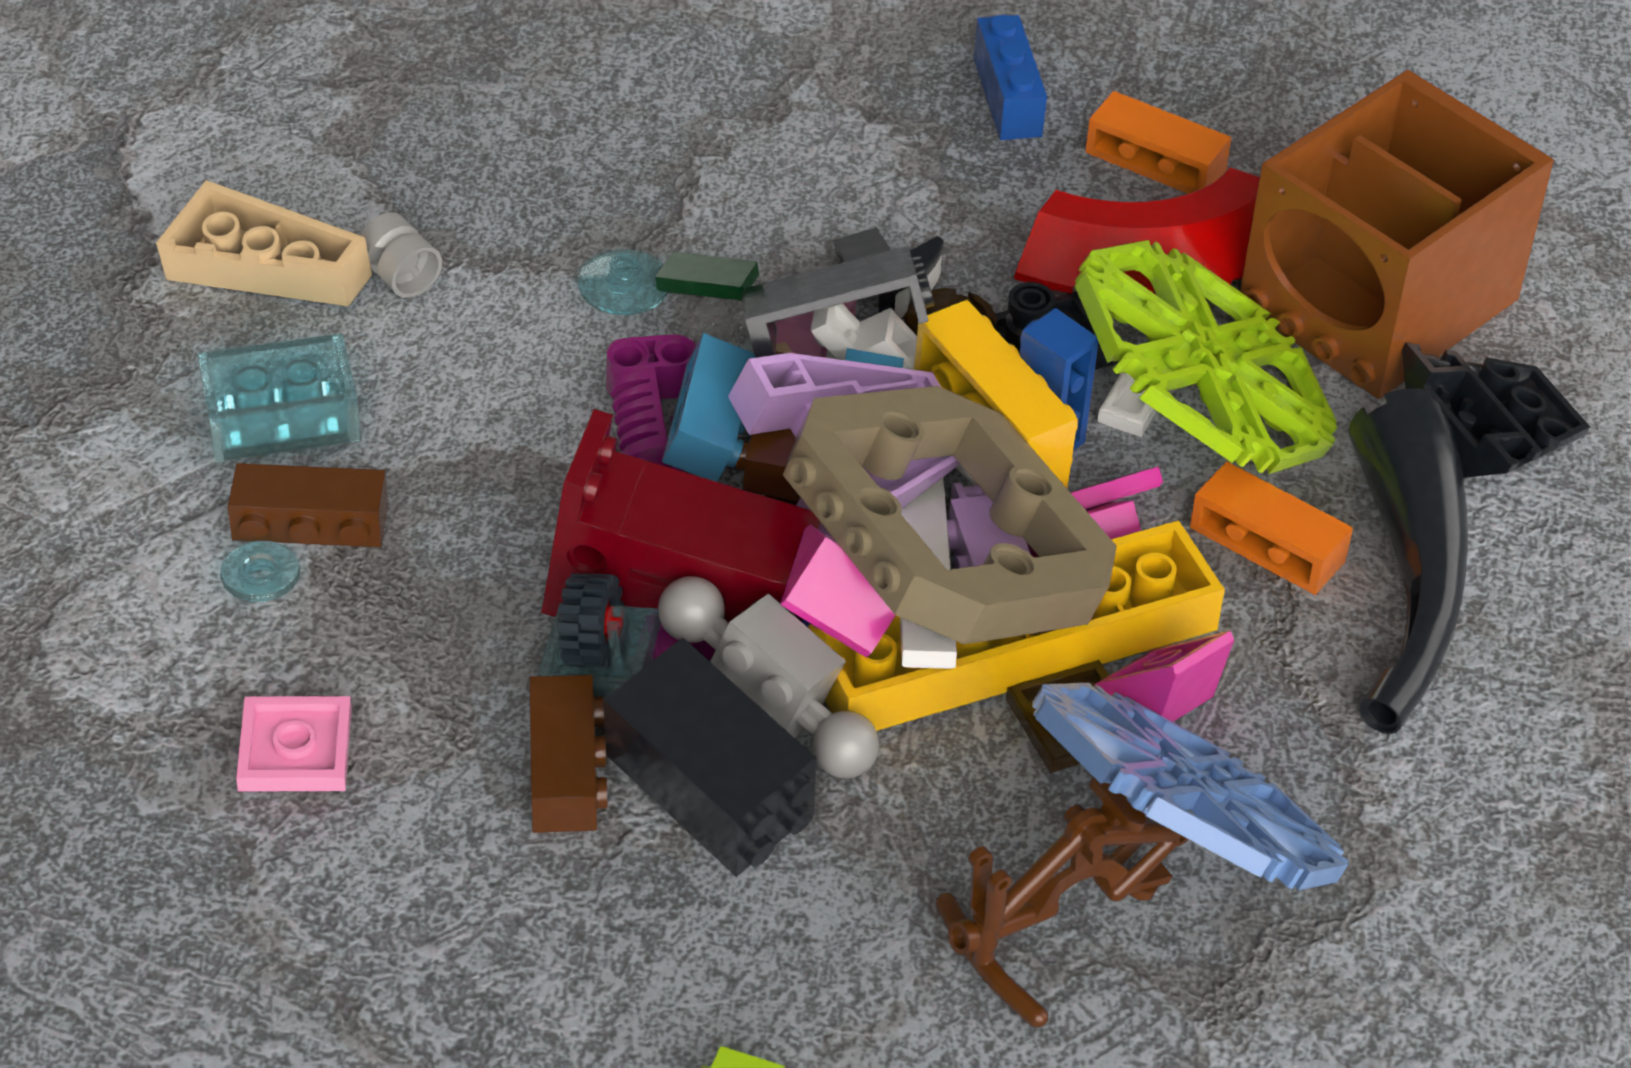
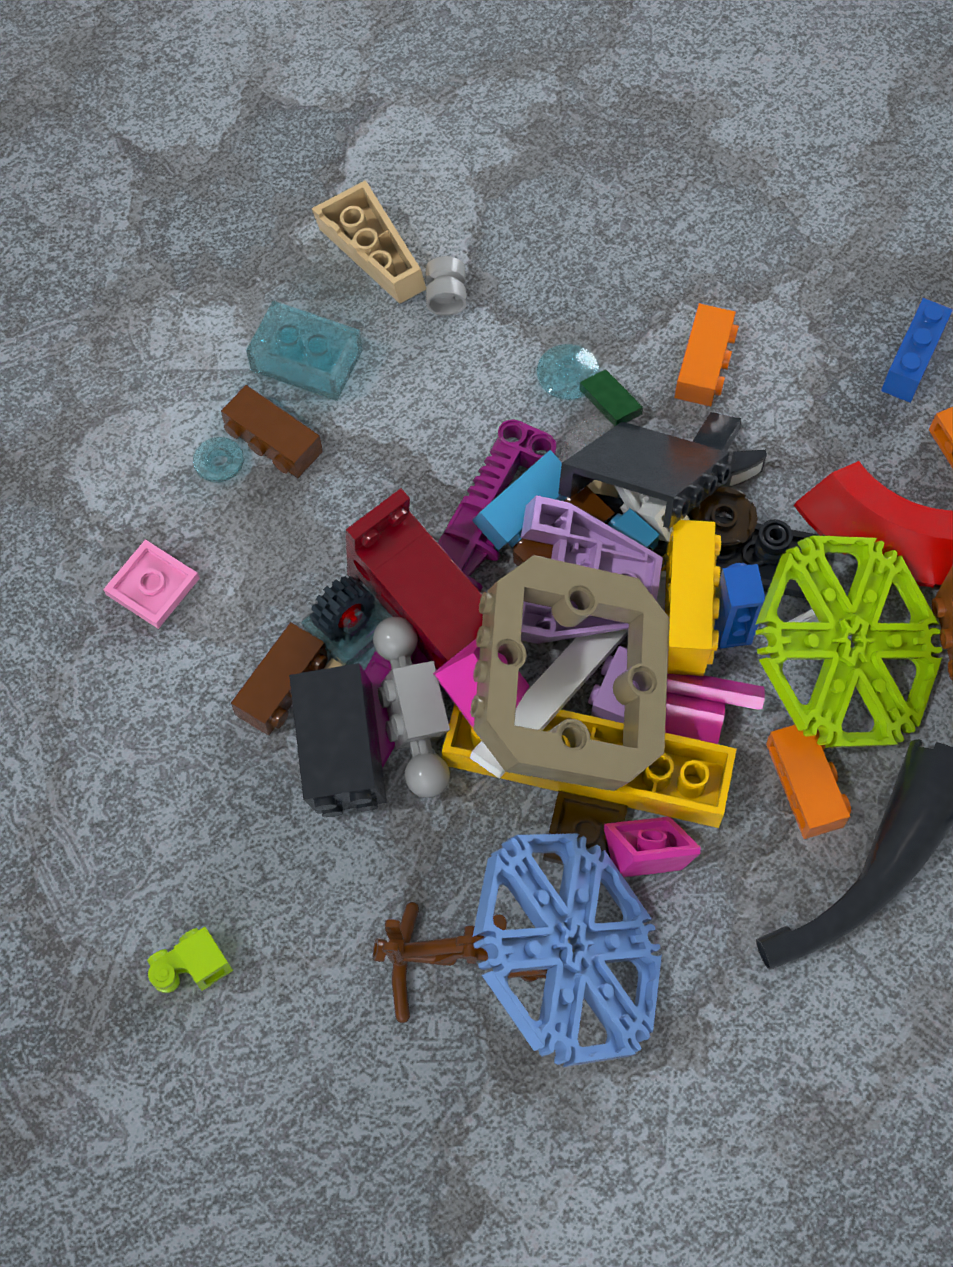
camera: 40 degrees right, 20 degrees up
(778, 187) = (706, 355): none -> orange brick

